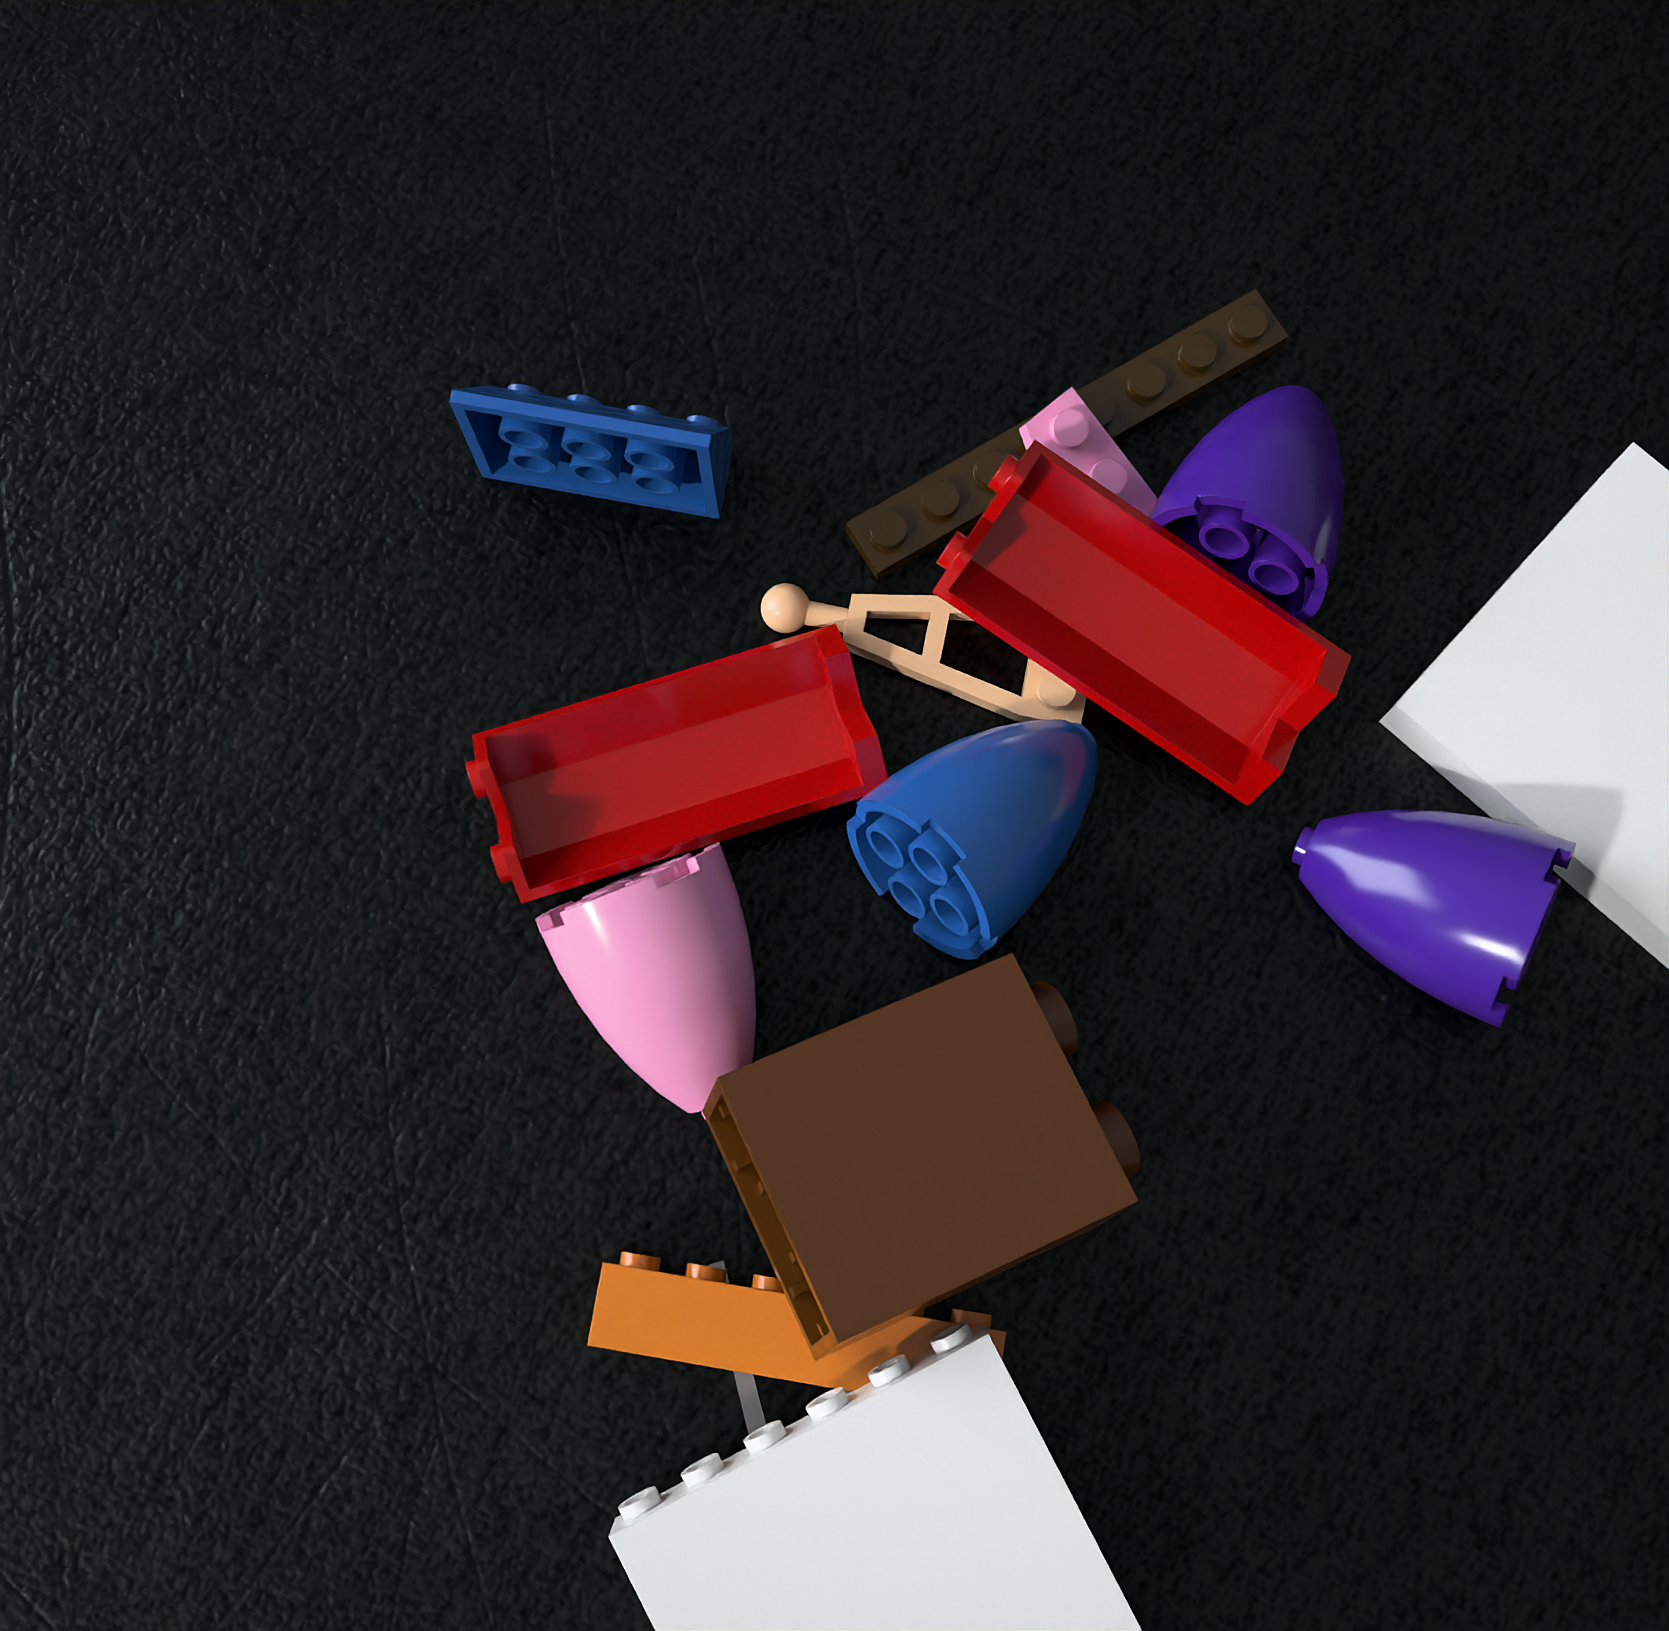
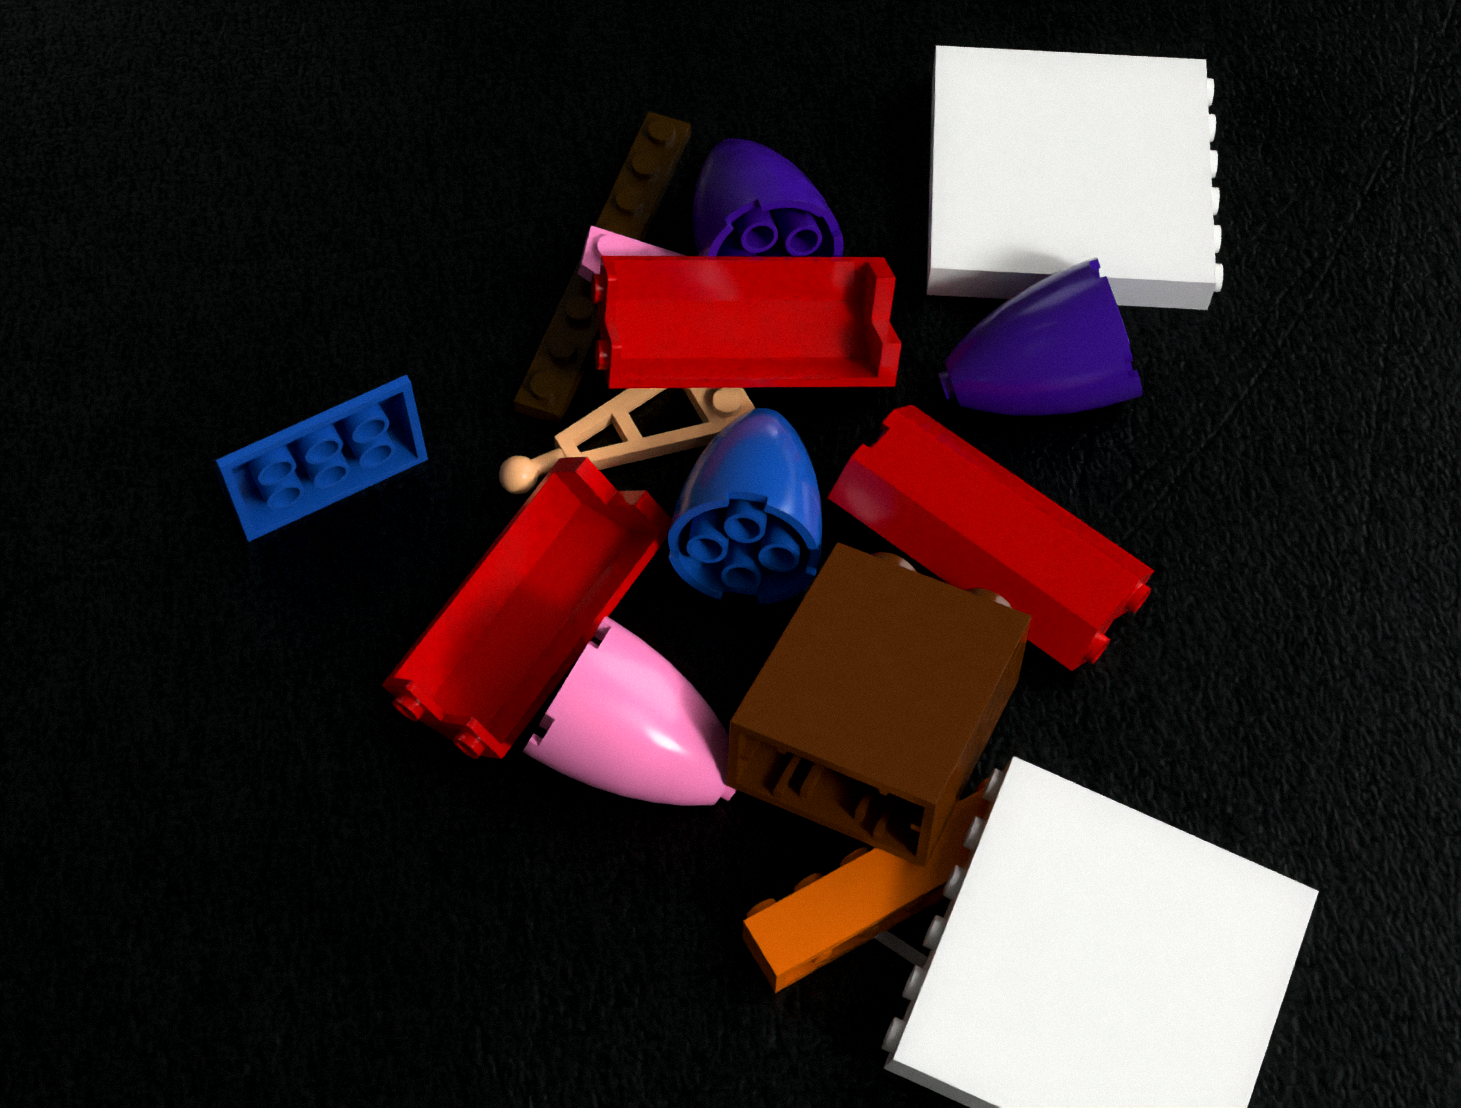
camera: 40 degrees left, 15 degrees down
(1202, 1056) = (993, 533): none -> red panel

